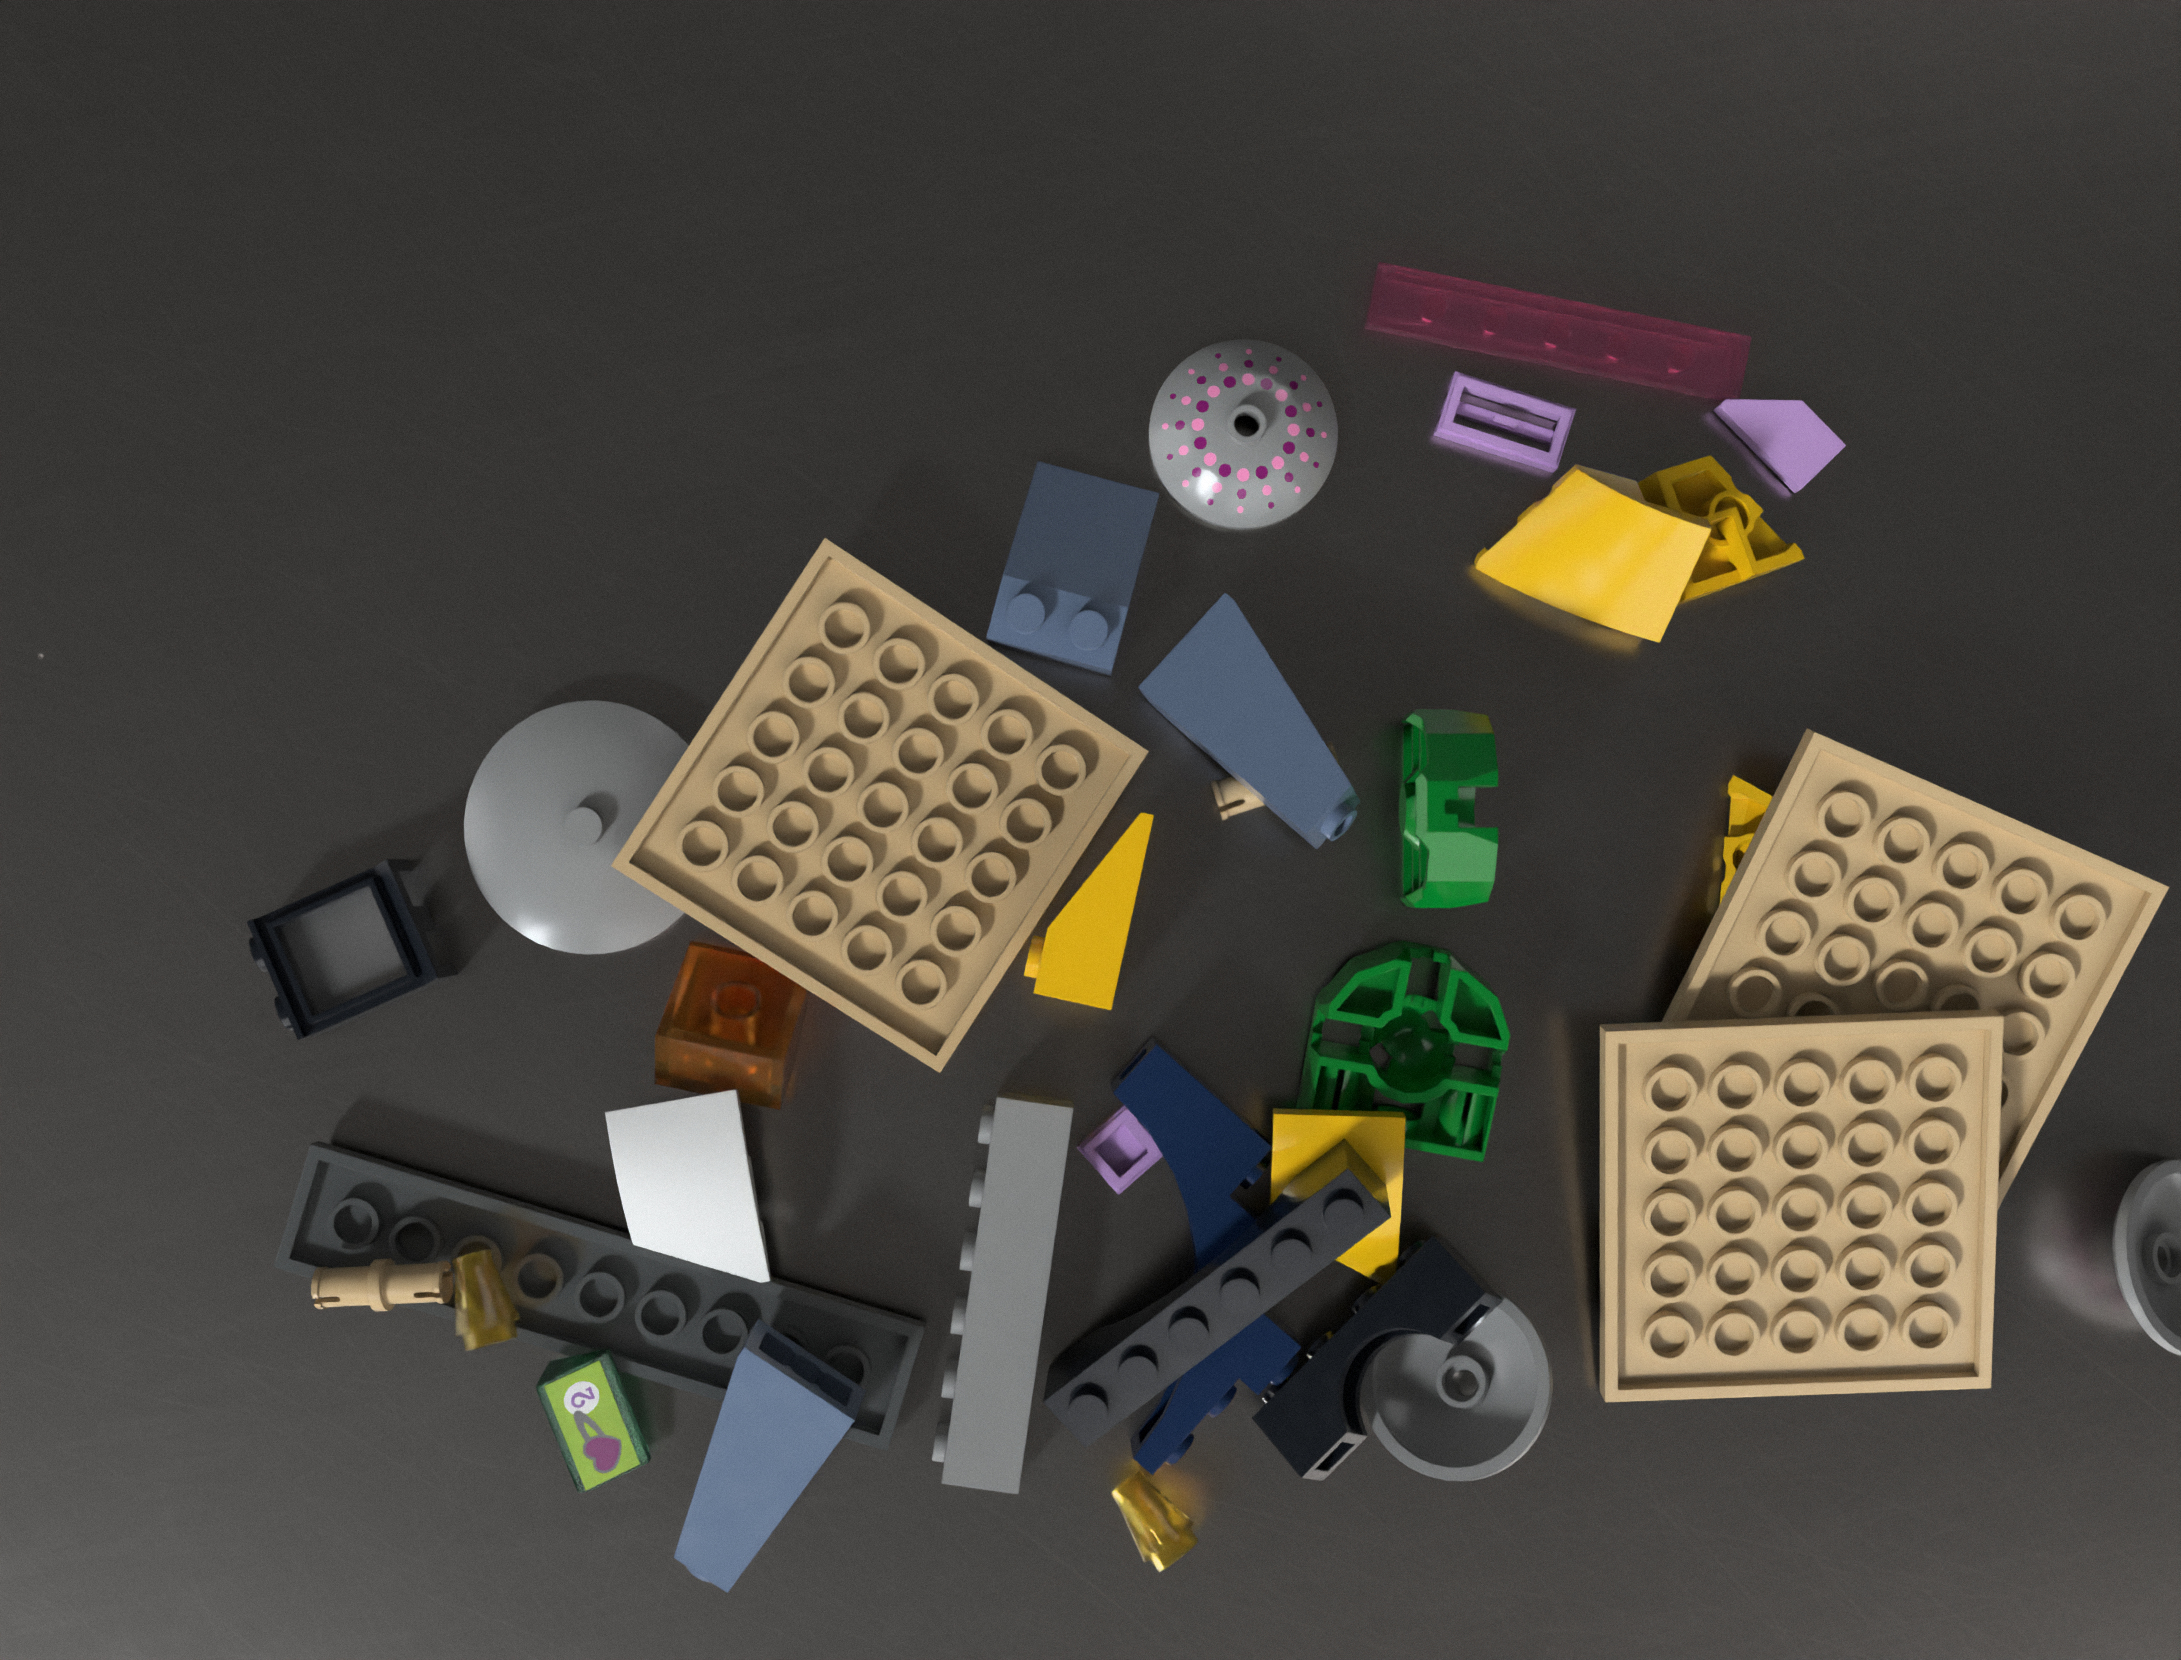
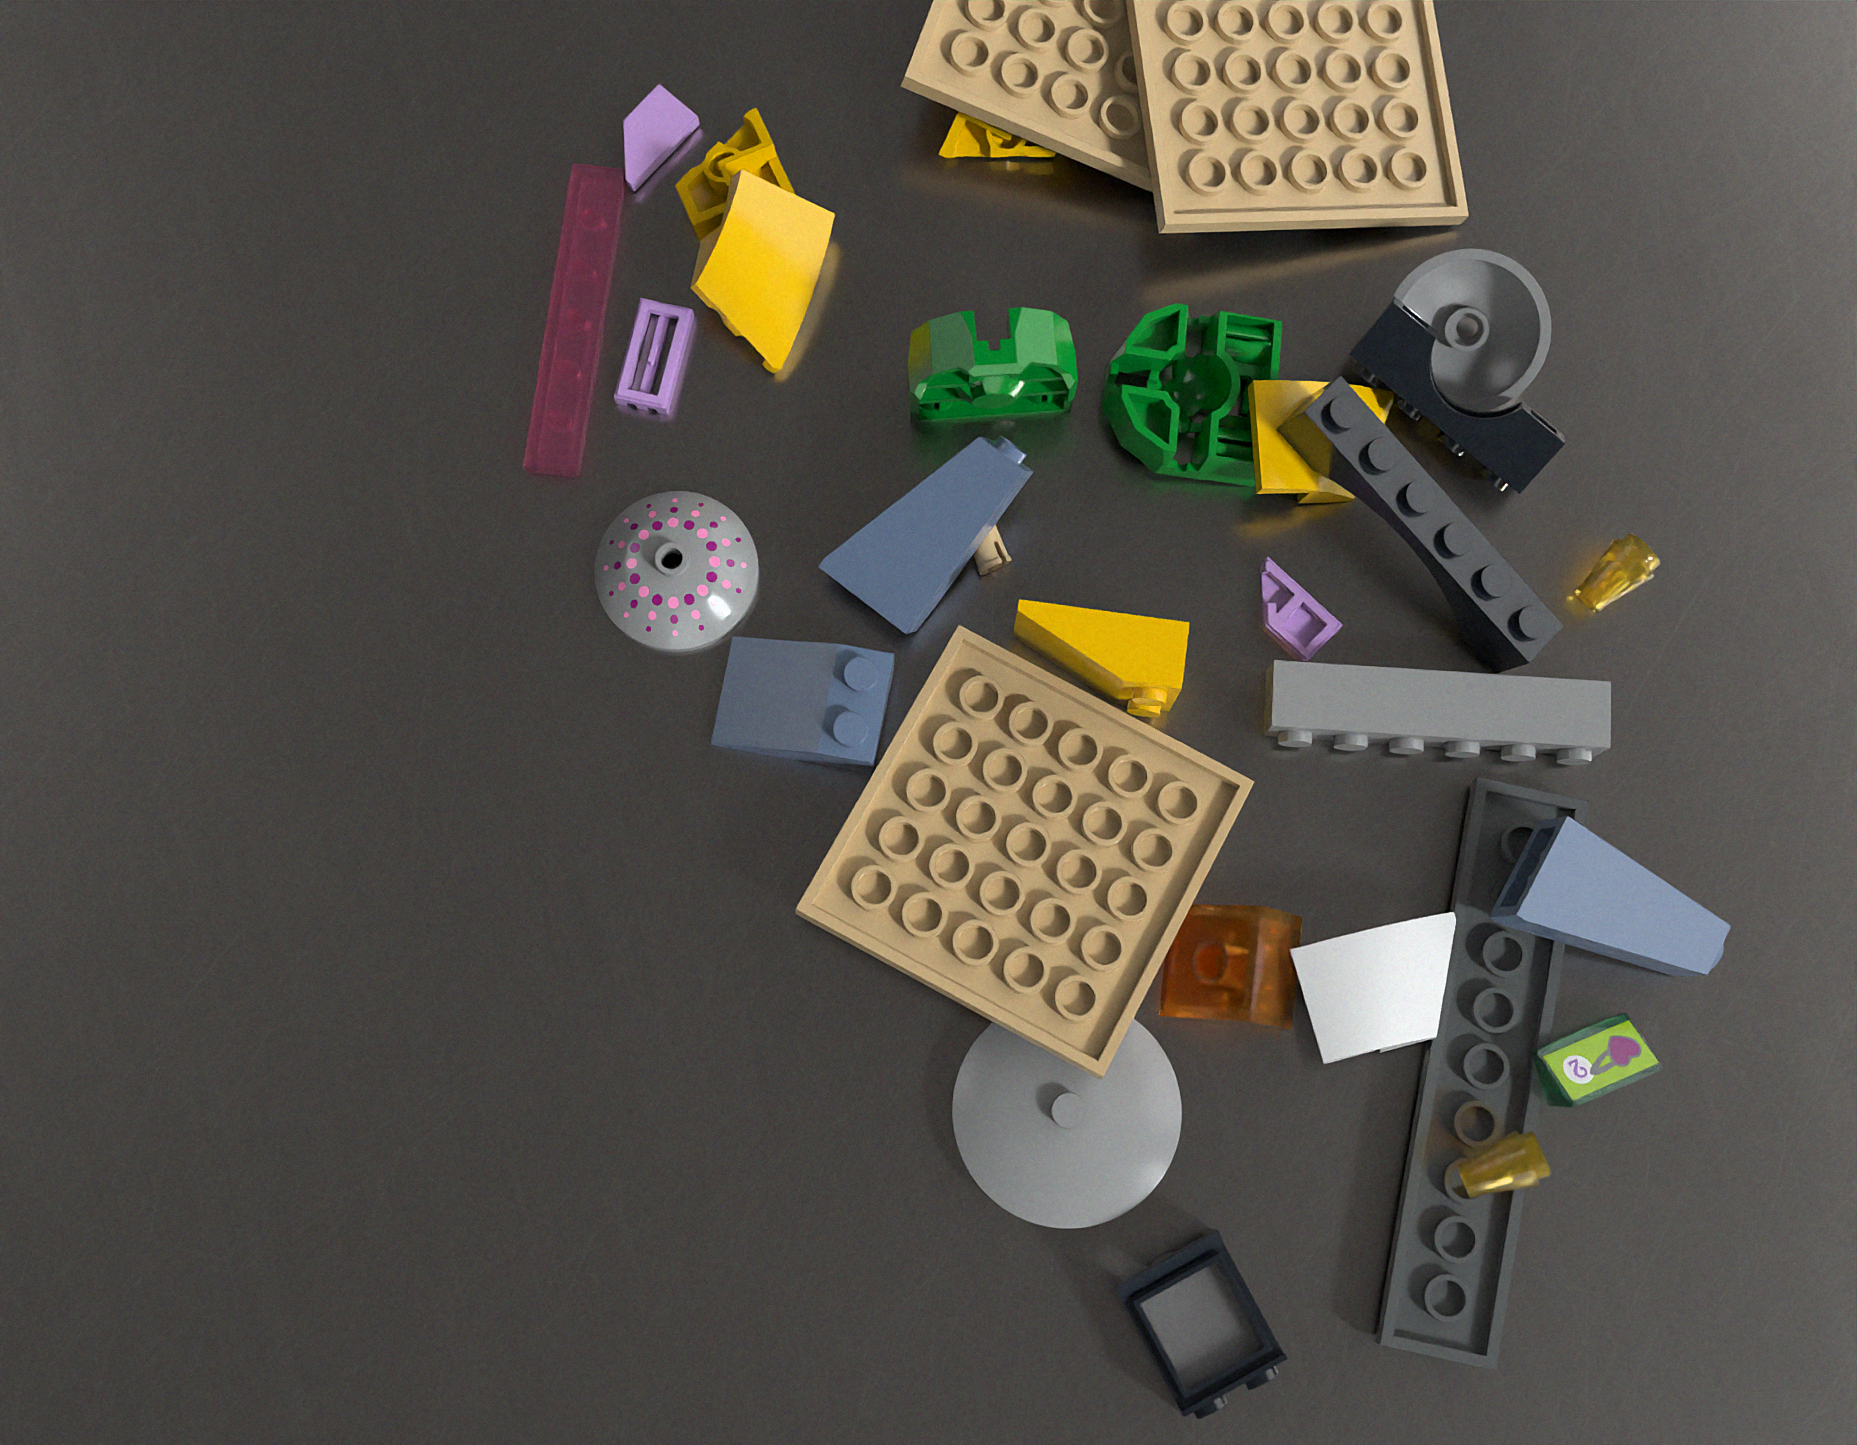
camera: 90 degrees left, 10 degrees down
(382, 1285) = (1500, 1260): tan pin -> none
(1210, 1157) = (1305, 547): dark blue arch -> none

